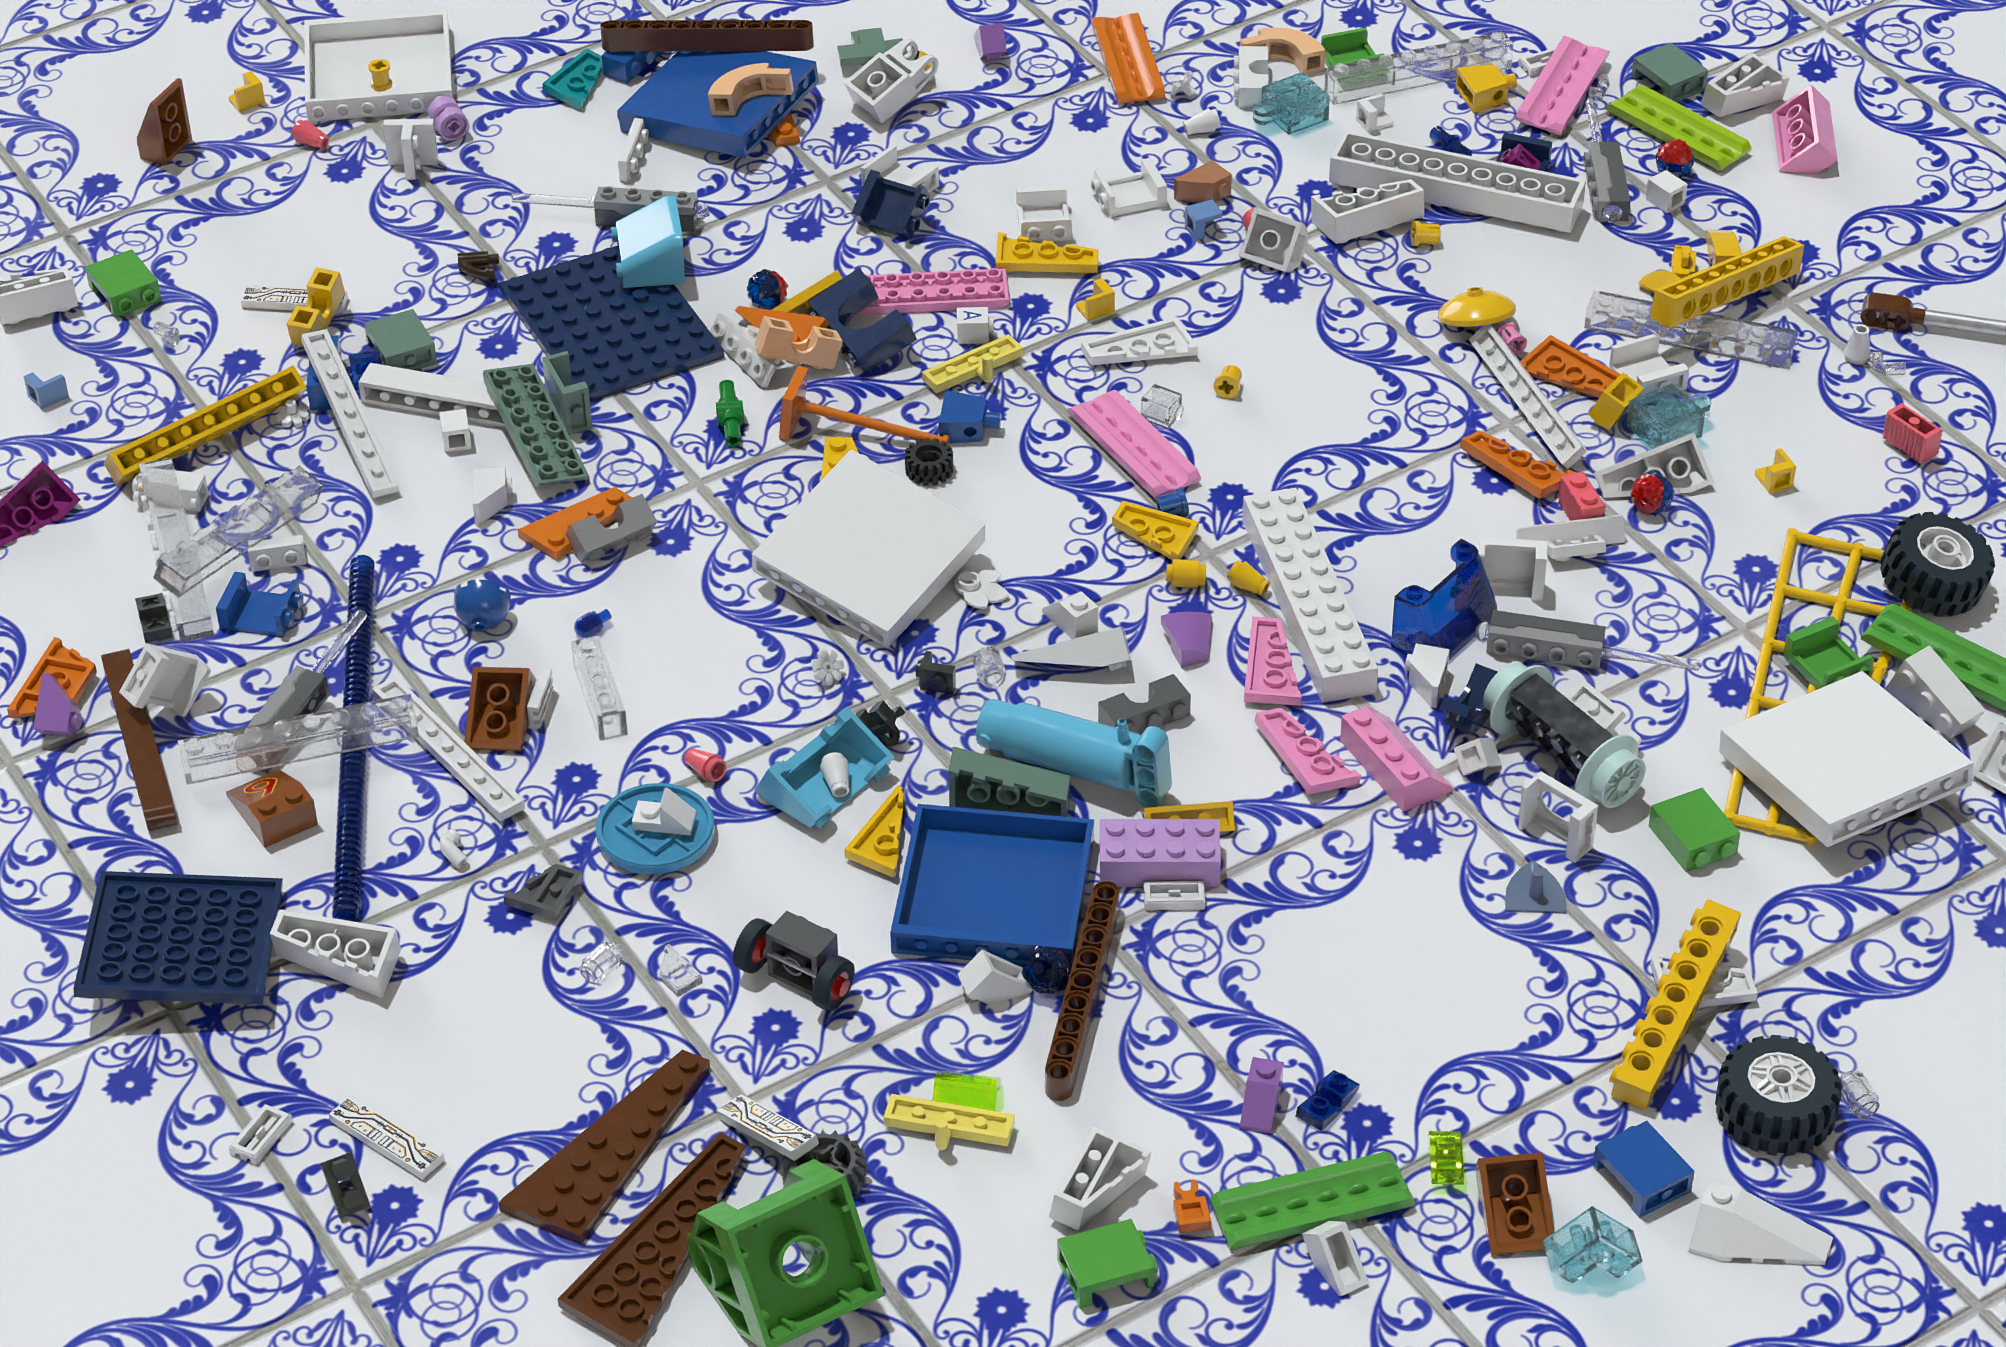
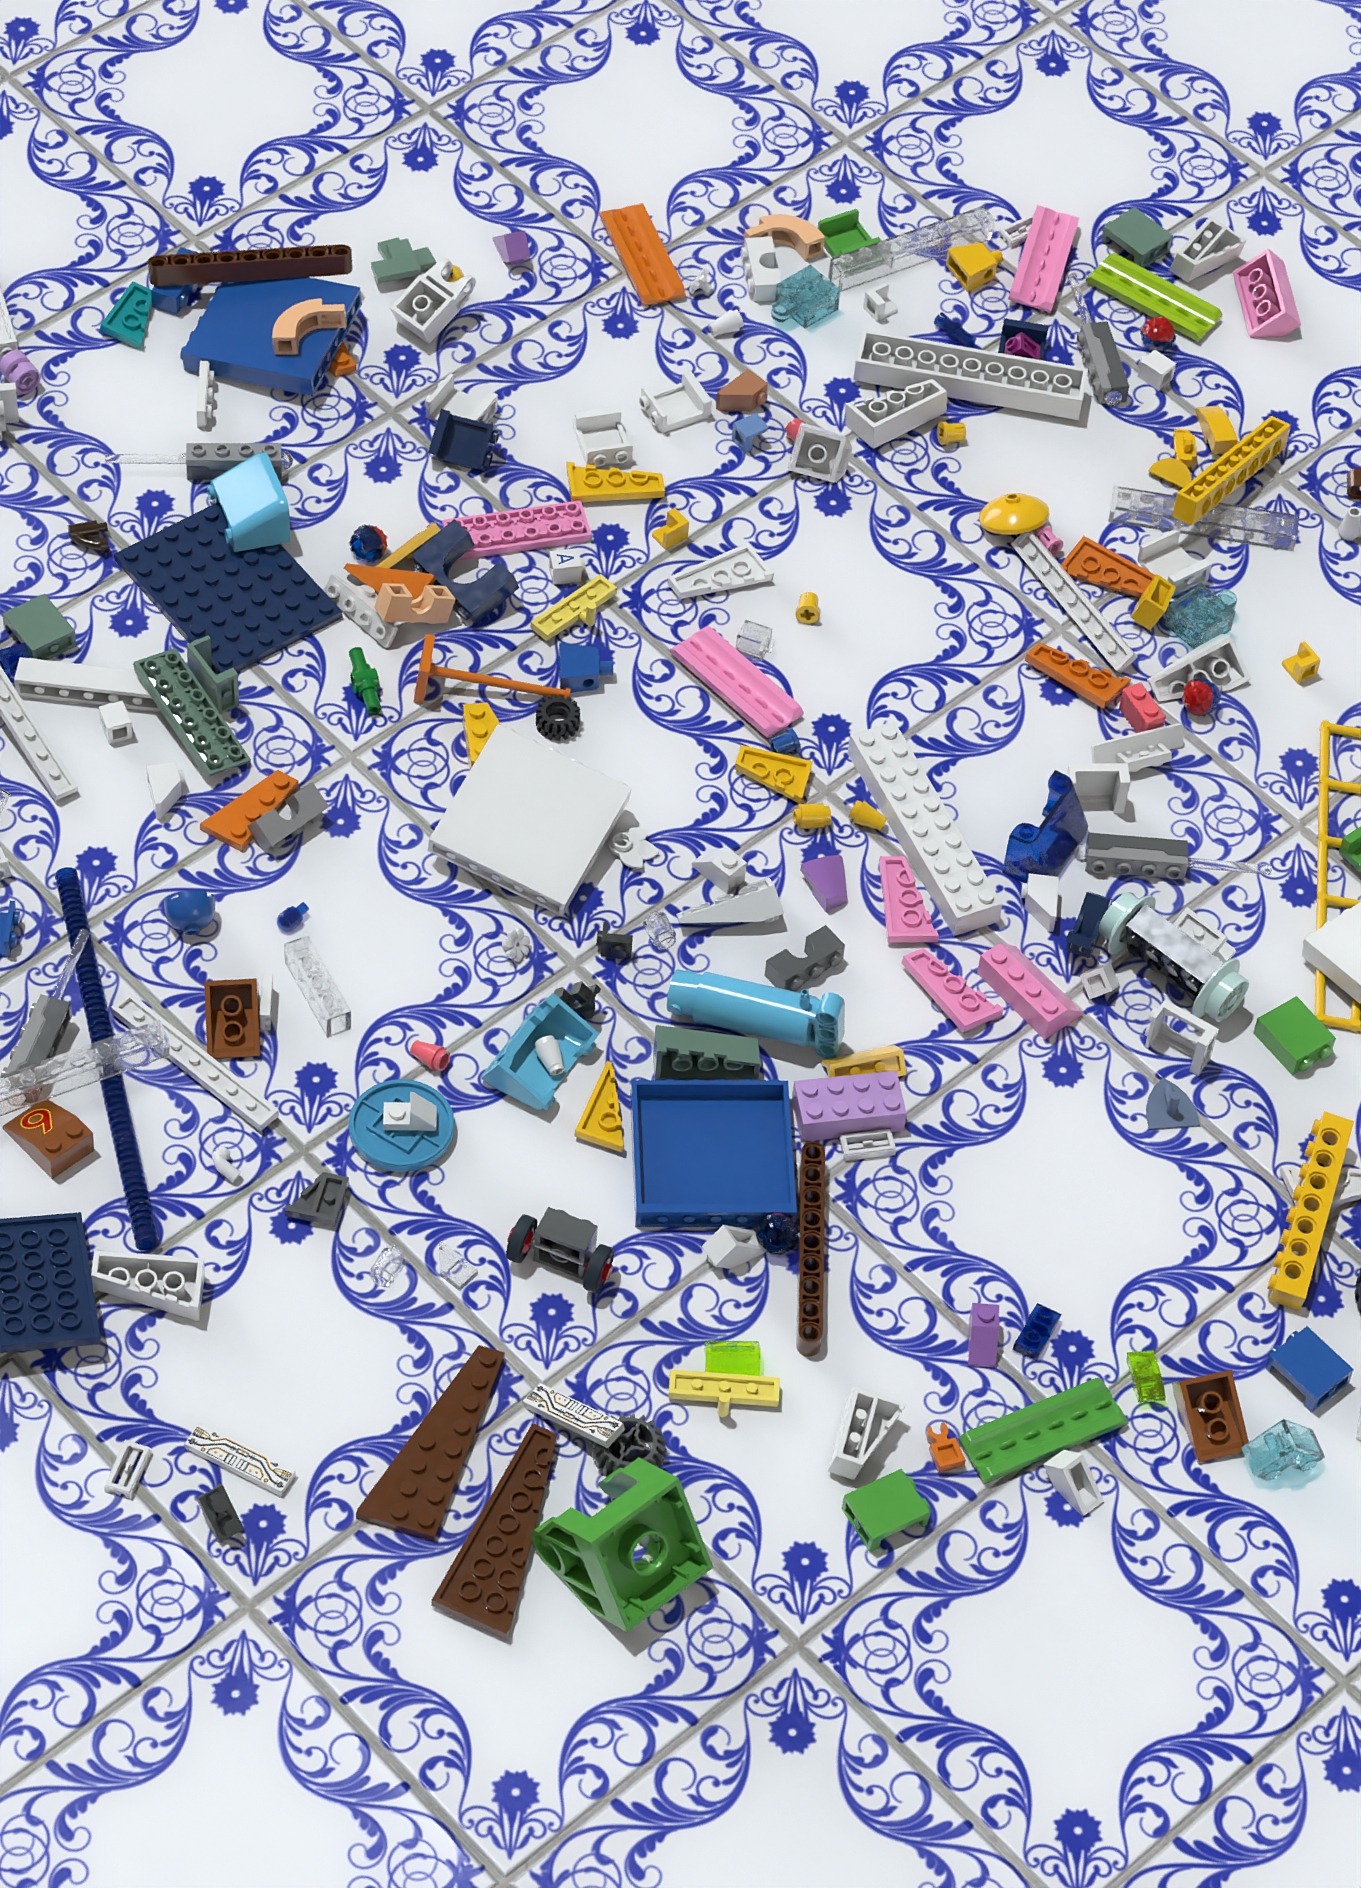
camera: 15 degrees left, 10 degrees up
(1599, 91) = (1076, 262): clear arm -> none

